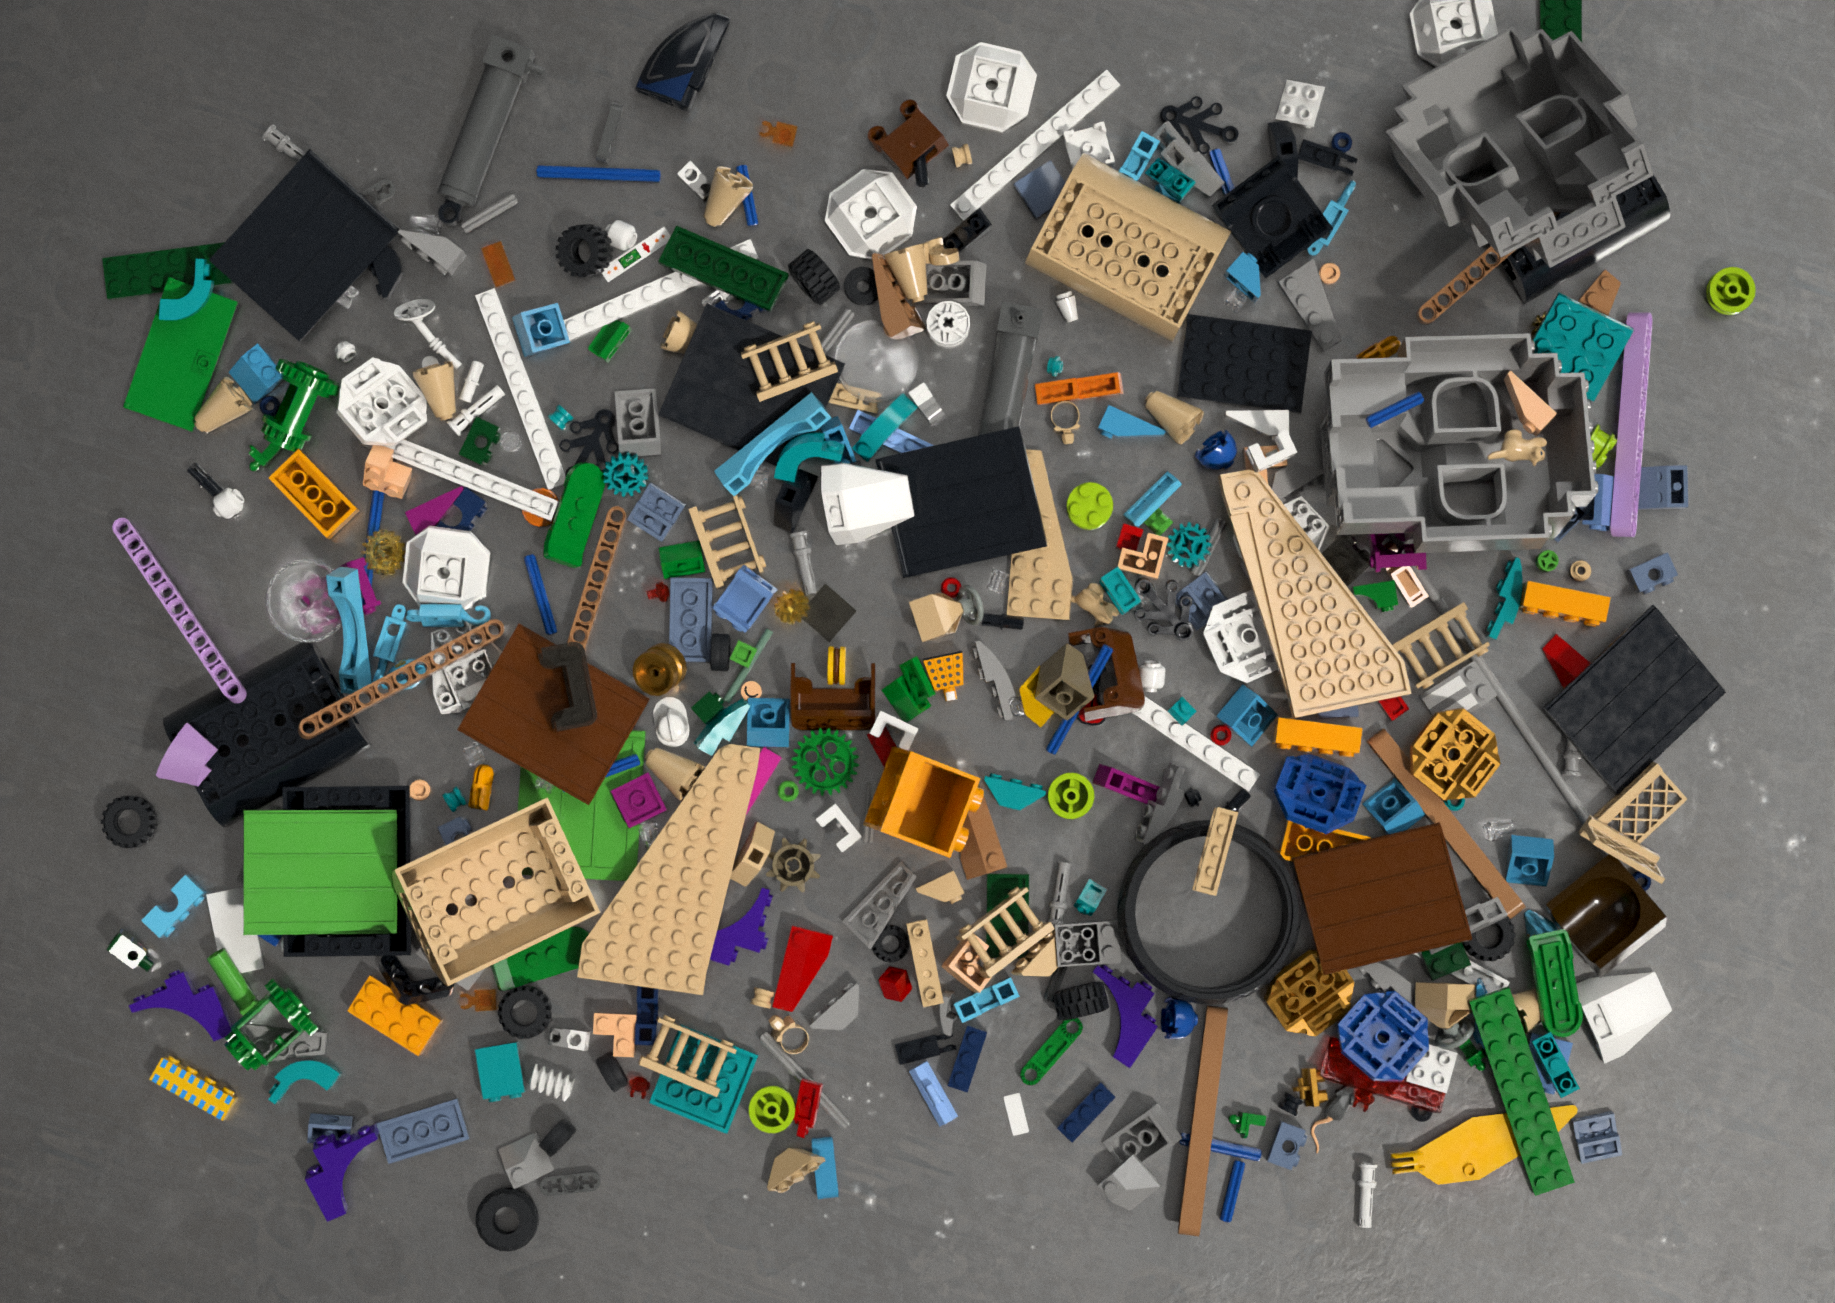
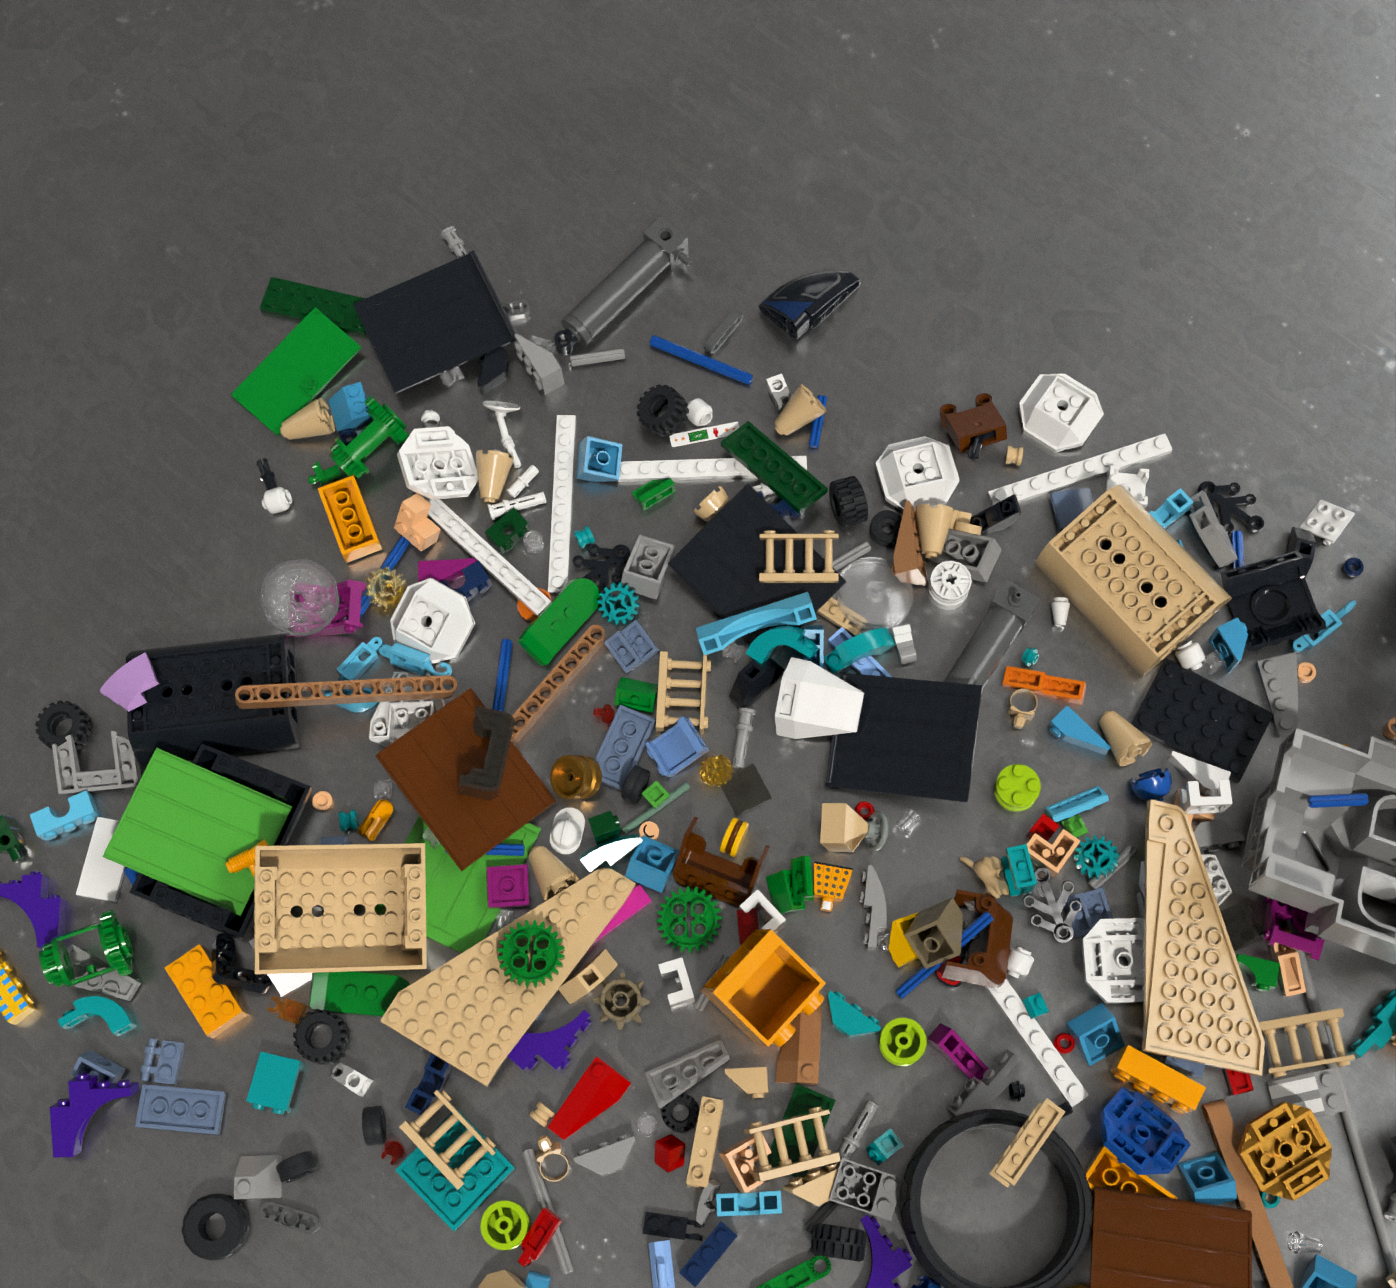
camera: 30 degrees right, 15 degrees down
(165, 870) = (72, 780): none -> light grey wedge
(183, 618) = (190, 566): lavender beam -> none
(194, 301) = (325, 330): teal arch -> none
(232, 980) = (80, 901): bright green piece -> none
(345, 592) = (333, 598): medium azure arch -> none
(381, 878) = (244, 860): none -> light orange piece
(390, 1095) = (168, 1064): none -> sand blue plate
(498, 264) = (587, 399): clear orange plate -> none
(551, 1082) = (314, 1113): white piece -> none
(622, 1028) = (400, 1090): light nougat brick -> none
(673, 863) = (549, 955): none -> green gear
(782, 134) = (867, 384): clear orange plate -> none
(793, 786) = (645, 926): bright green plate -> none
(862, 968) = (647, 1126): none -> clear wheel
(1002, 621) = (899, 858): black axle -> none
(1042, 576) = (952, 828): tan wing -> none
(1173, 181) = (1192, 539): teal slope -> none
(1211, 303) = (1190, 655): none -> white head
(1325, 157) = (1335, 574): black hinge -> none

